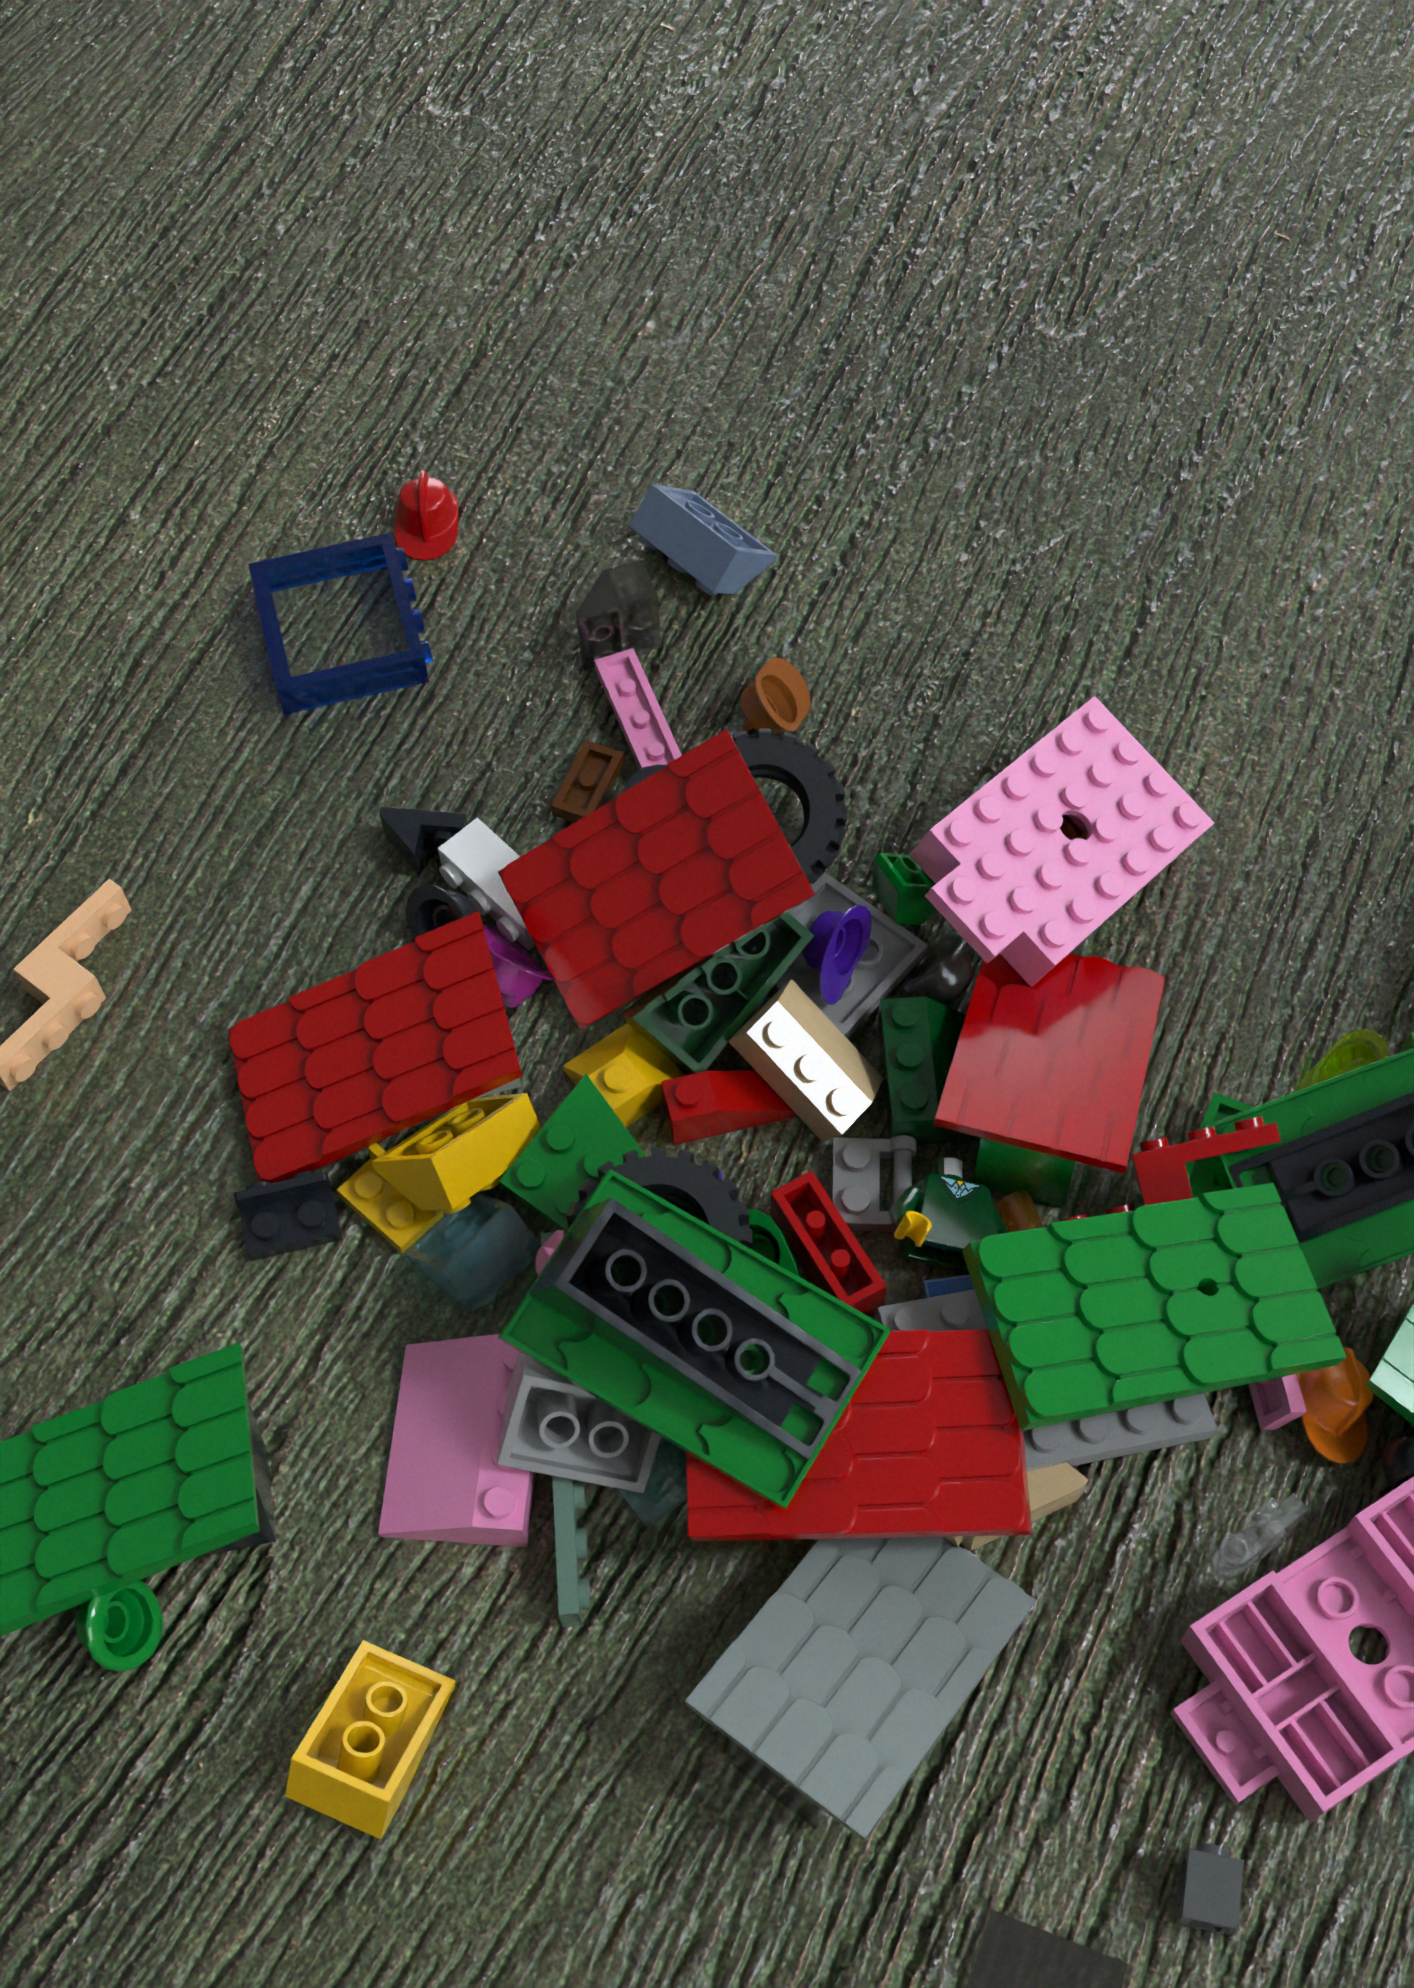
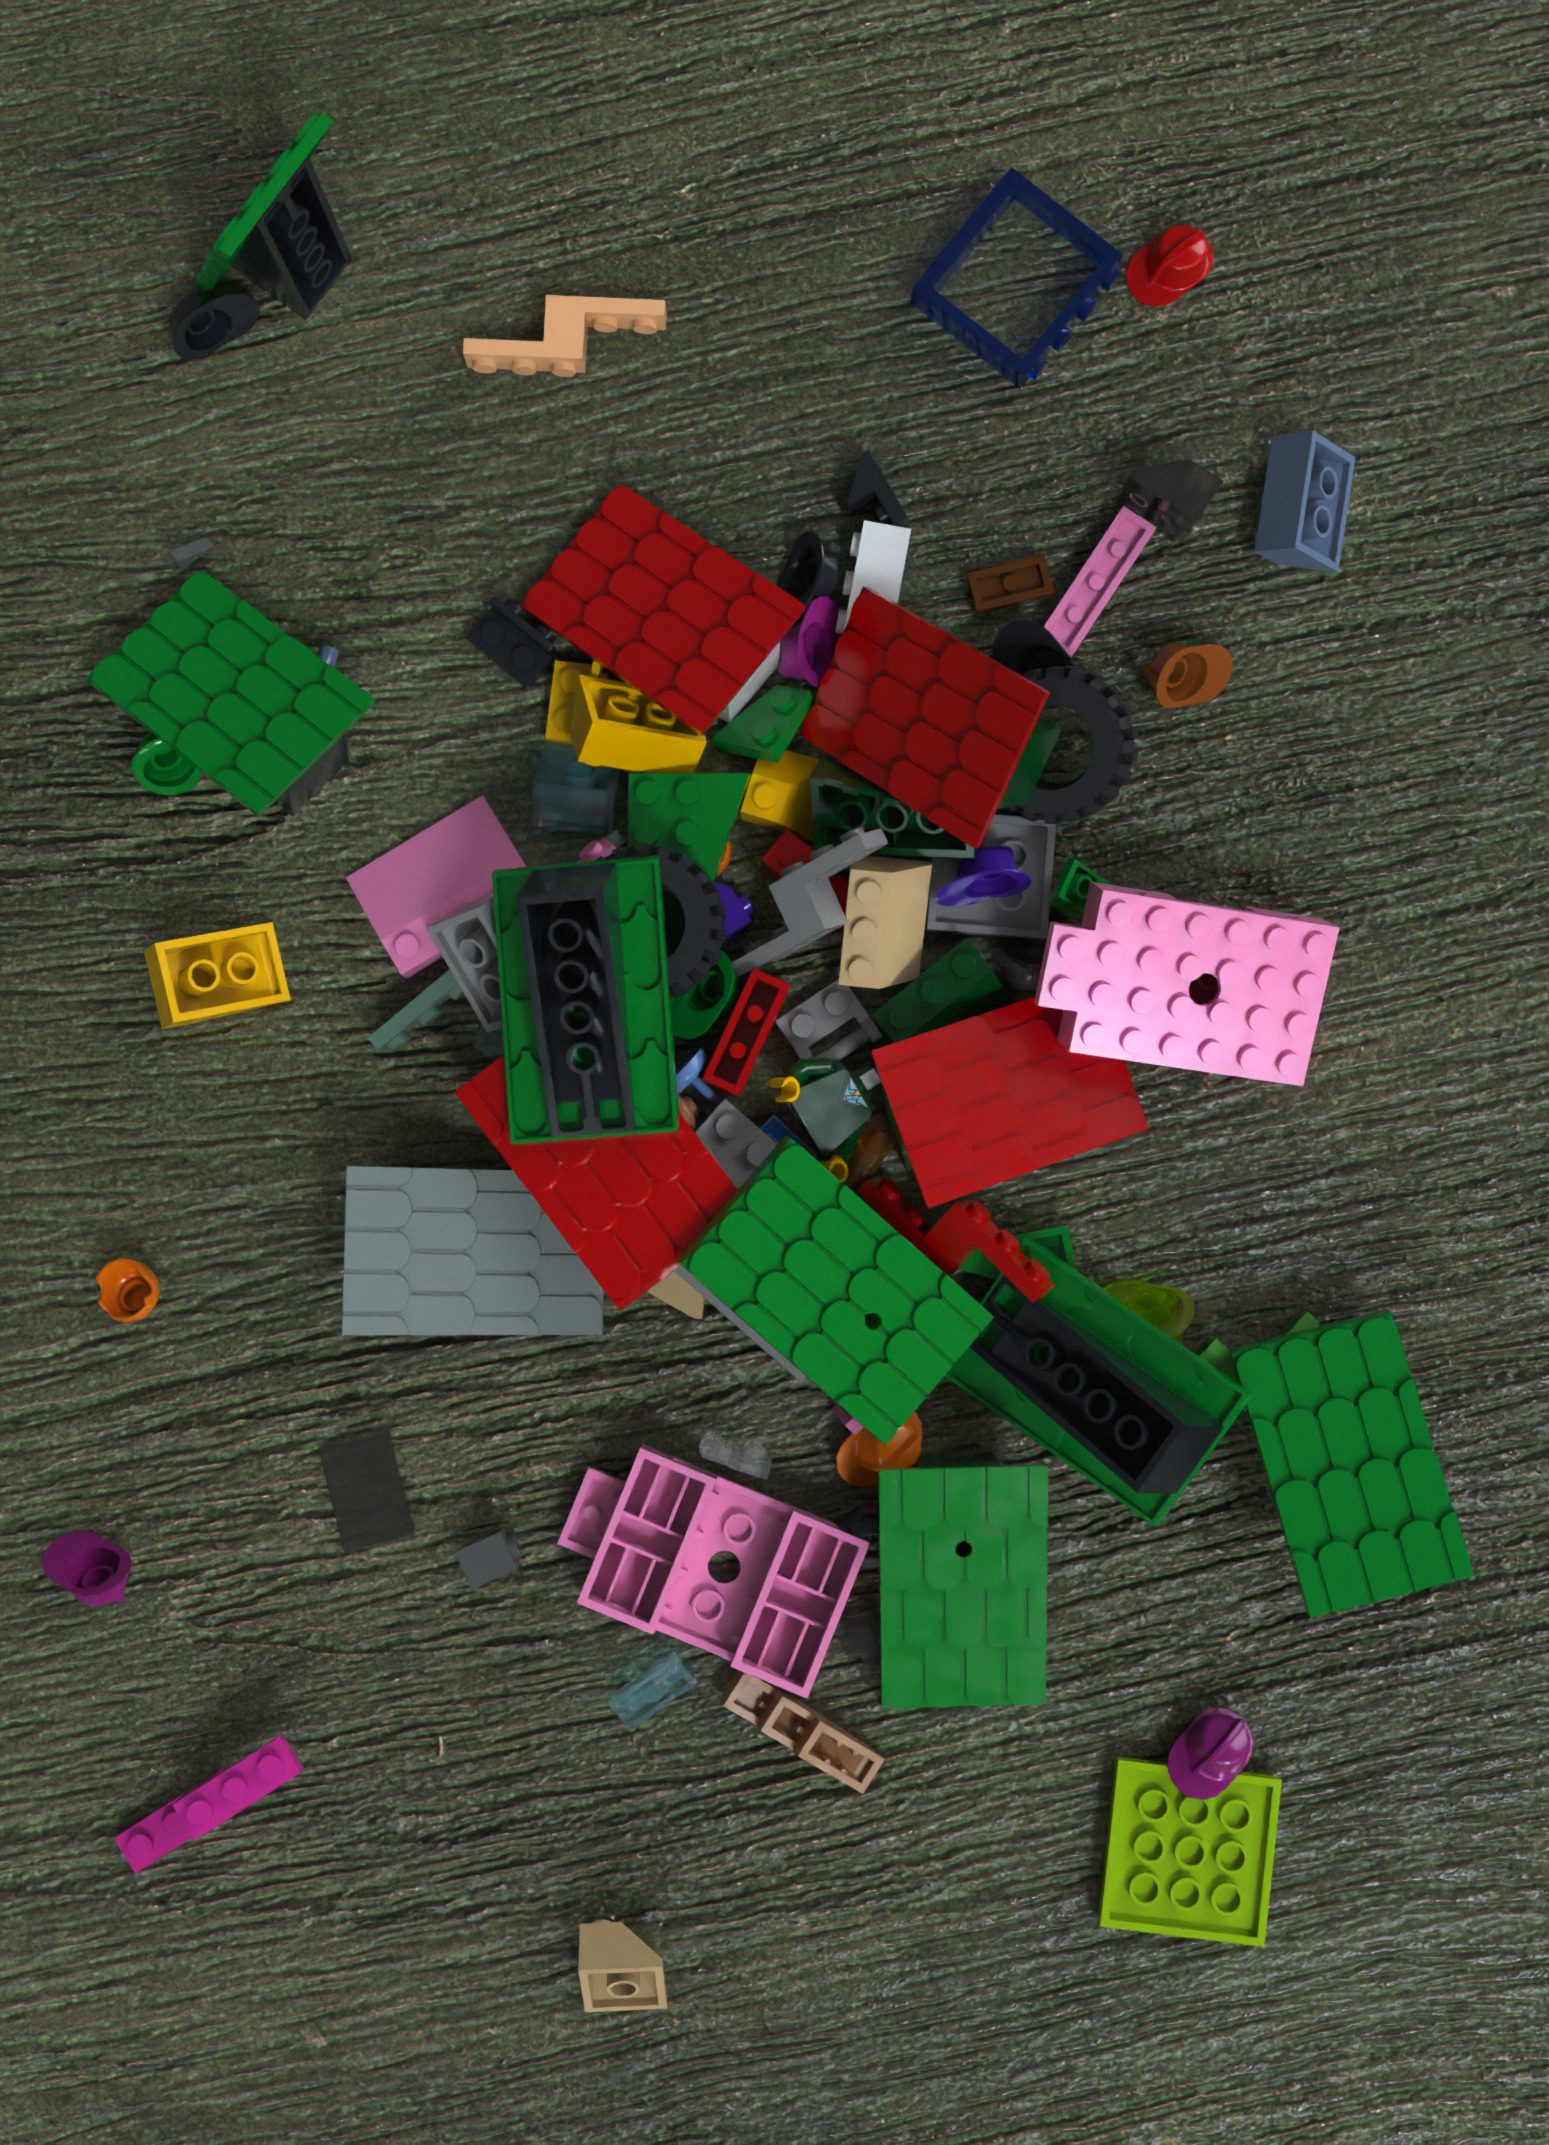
camera: 50 degrees right, 25 degrees up
(549, 1047) = (766, 725): none -> green wing
(746, 1093) = (809, 900): none -> light grey bracket

